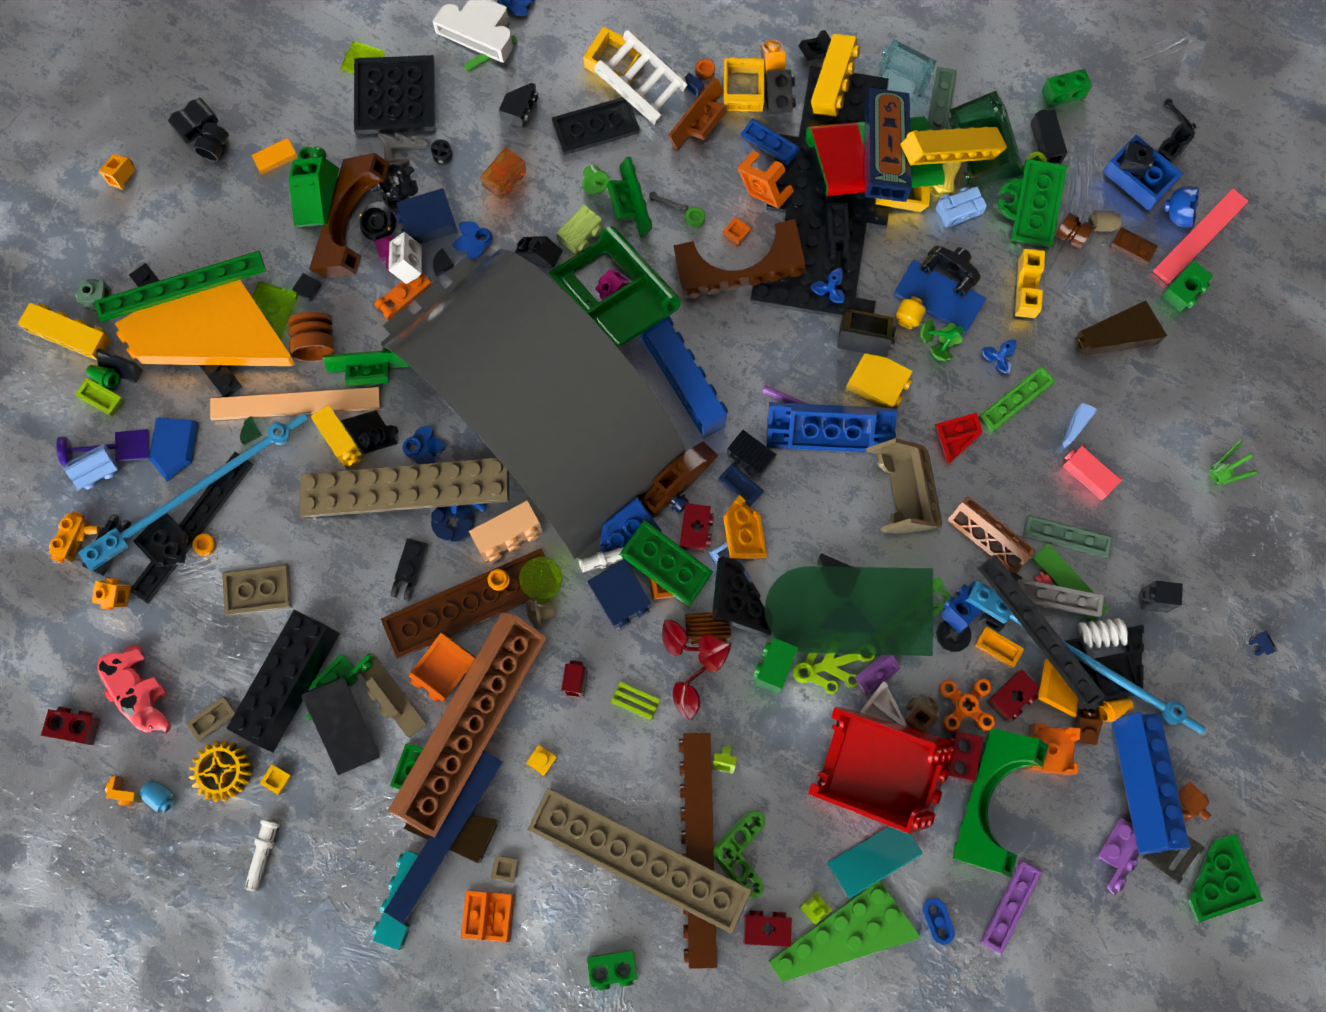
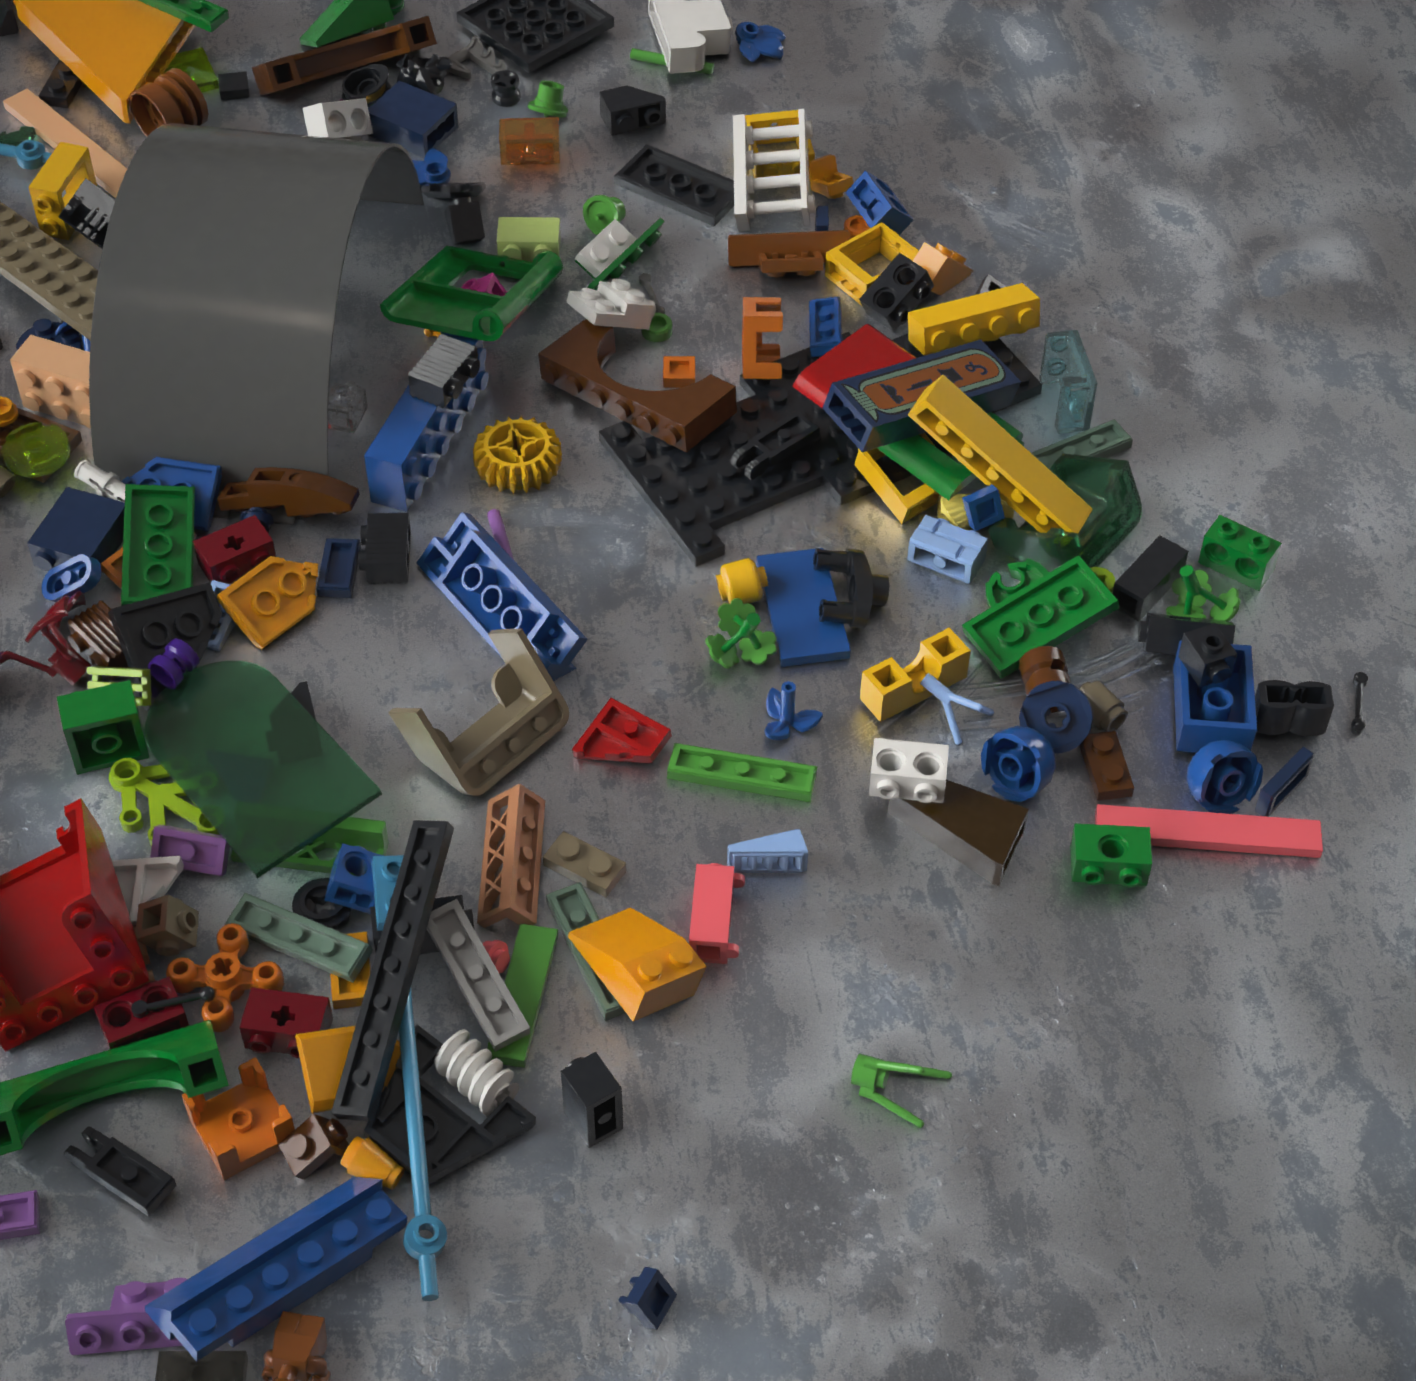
camera: 50 degrees right, 25 degrees down
(474, 139) = (549, 100): none -> bright green piece
(515, 237) = (453, 190): none -> black tile
(626, 200) = (605, 248): none -> white plate
(654, 617) = (74, 575): none -> blue plate
(666, 53) = (826, 179): none -> light orange bracket
(674, 229) = (614, 305): none -> white plate
(684, 348) = (443, 371): none -> brick
(706, 48) = (878, 203): none -> blue brick
(729, 346) = (517, 454): none -> yellow gear
(750, 641) = (145, 674): none -> lime tile
(763, 607) = (173, 663): none -> dark purple wheel
(834, 279) = (687, 478): blue plant -> none
(863, 341) = (644, 533): black window -> none
(879, 381) = (616, 609): yellow brick -> none
(962, 173) = (983, 507): none -> blue tile
(968, 658) = (300, 937): none -> sand green tile
(968, 755) = (141, 1008): none -> black hinge
(1016, 505) = (584, 864): none -> dark tan plate
(1040, 816) = (122, 1171): none -> black hinge
(1055, 280) = (946, 696): none -> light blue plant
(1088, 121) = (1193, 592): none -> bright green plant
(1093, 331) = (908, 770): none -> white brick
(1094, 242) = (1066, 698): none -> dark blue plate
(1097, 522) = (639, 961): none -> light orange slope
(1098, 152) = (1163, 632): none -> black brick
(1114, 281) = (1018, 762): none -> blue cylinder
(1204, 183) = (1284, 782): none -> dark blue tile

